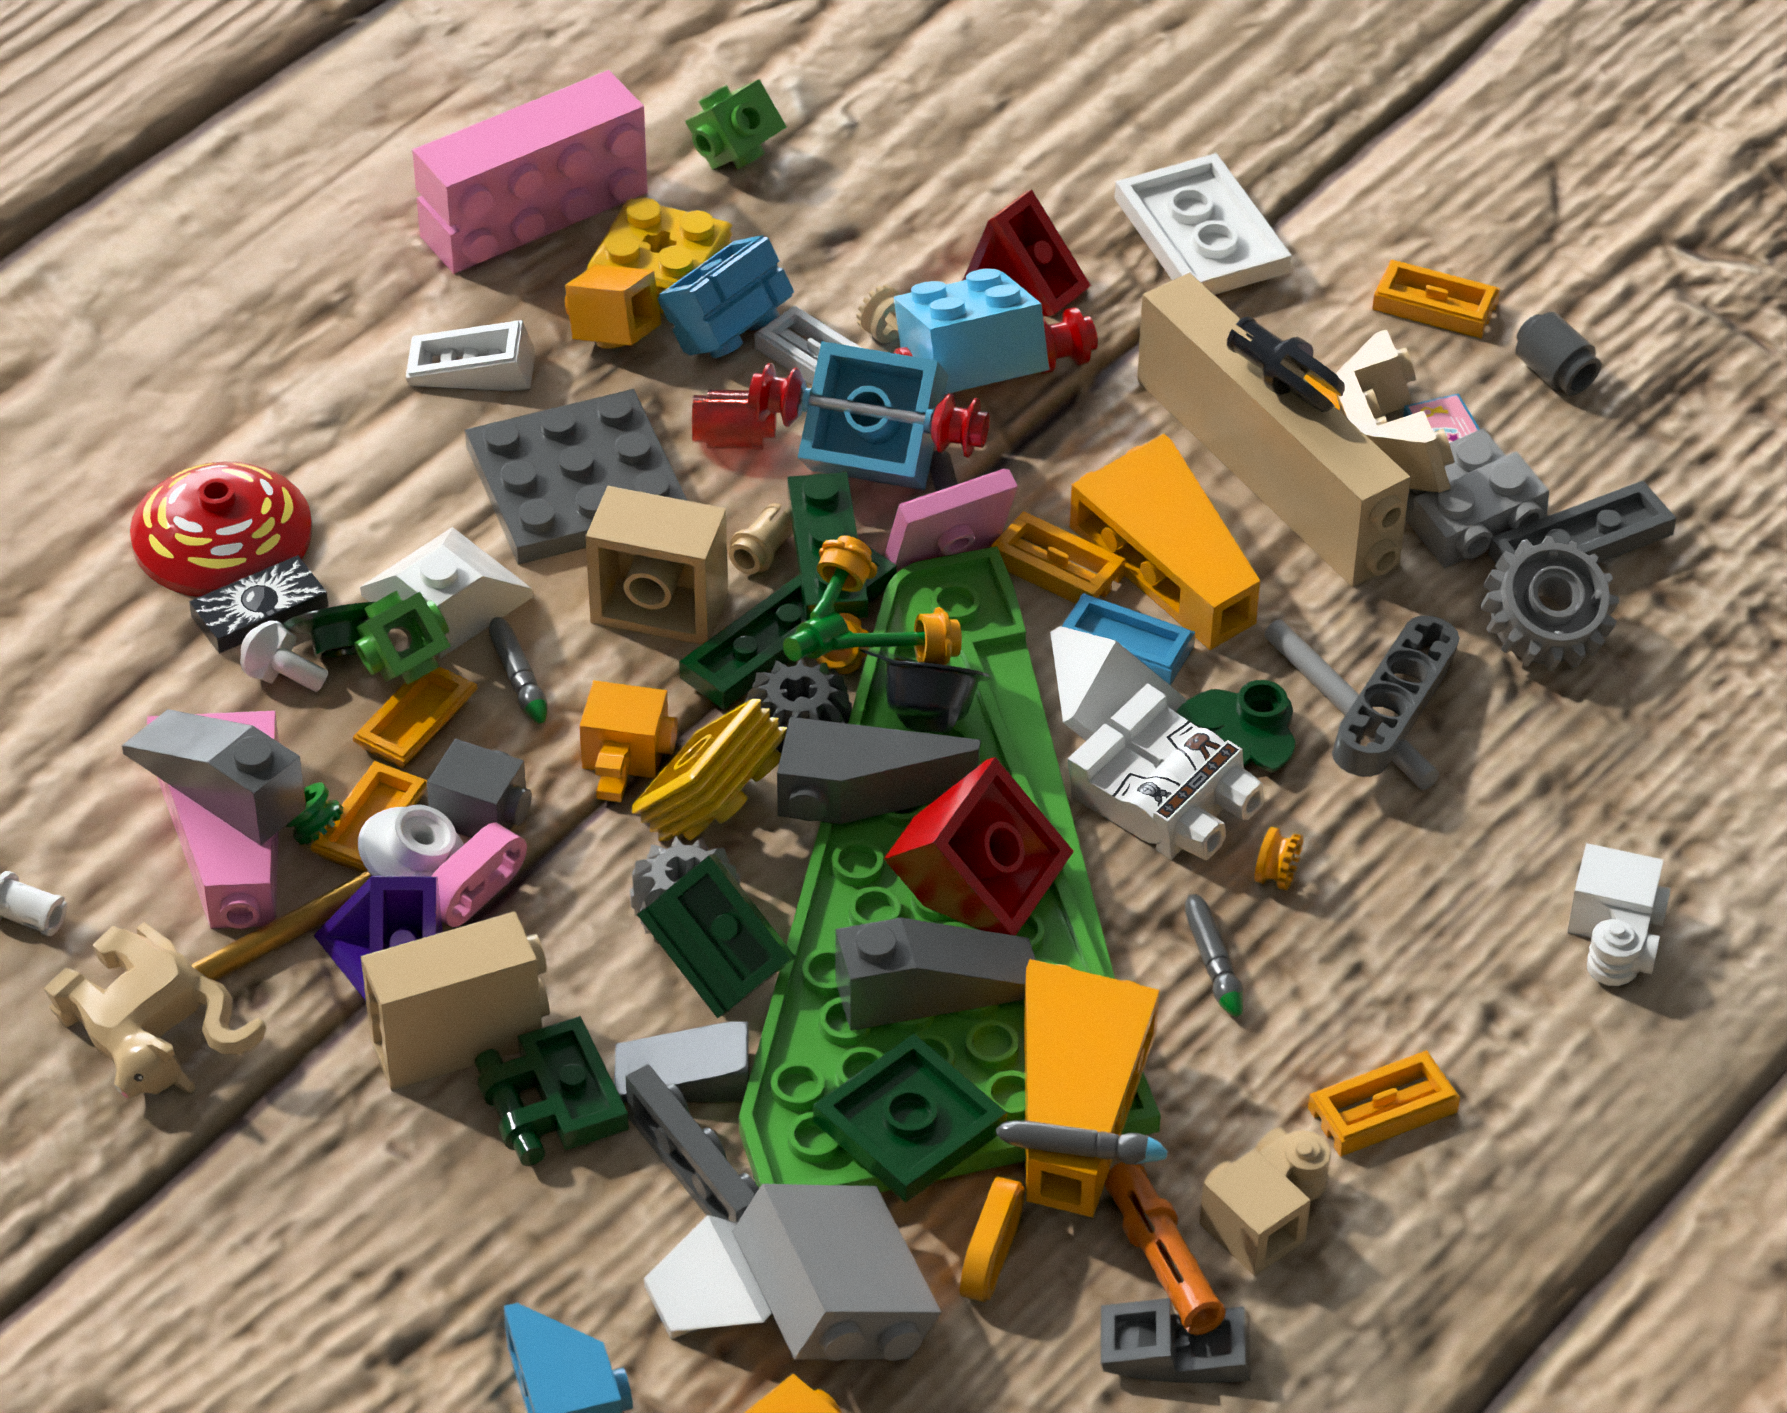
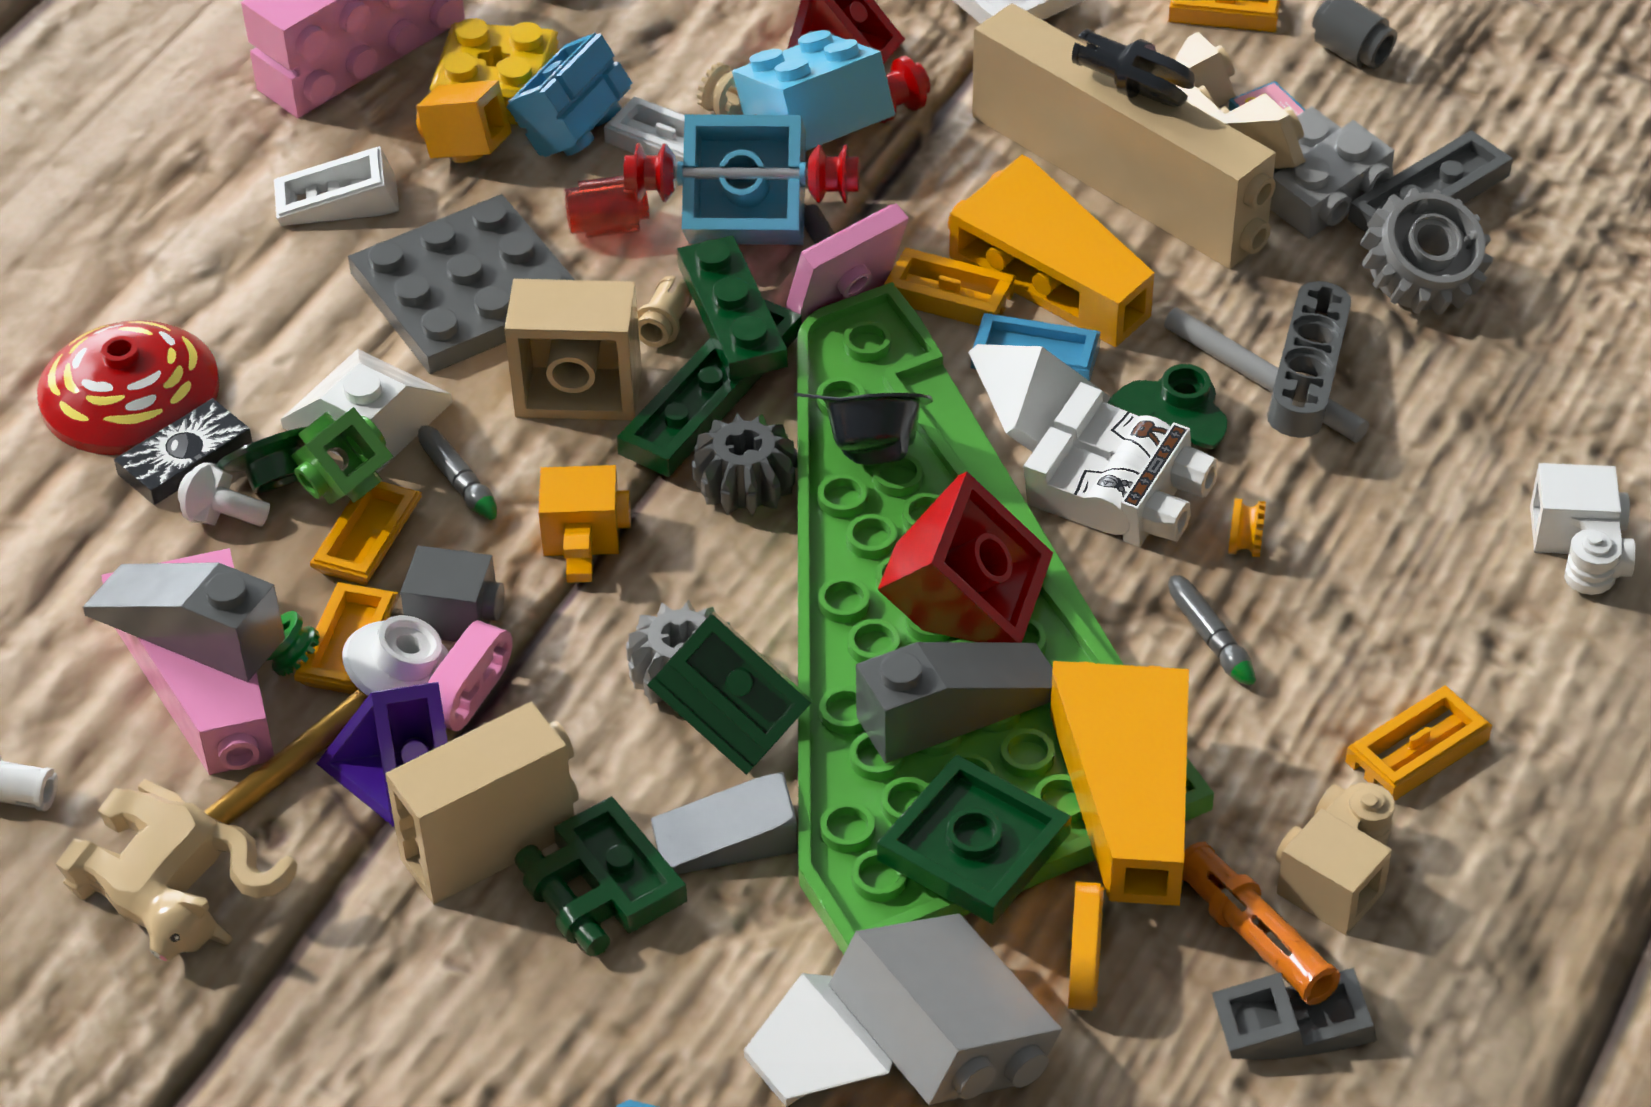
camera: 10 degrees left, 0 degrees up
(686, 1149) = (757, 911): dark grey plate -> none
(711, 771) = (681, 536): yellow brick -> none
(837, 636) = (765, 389): plant -> none
(865, 771) = (832, 509): dark grey slope -> none
(1127, 1148) = (1164, 831): dark grey piece -> none

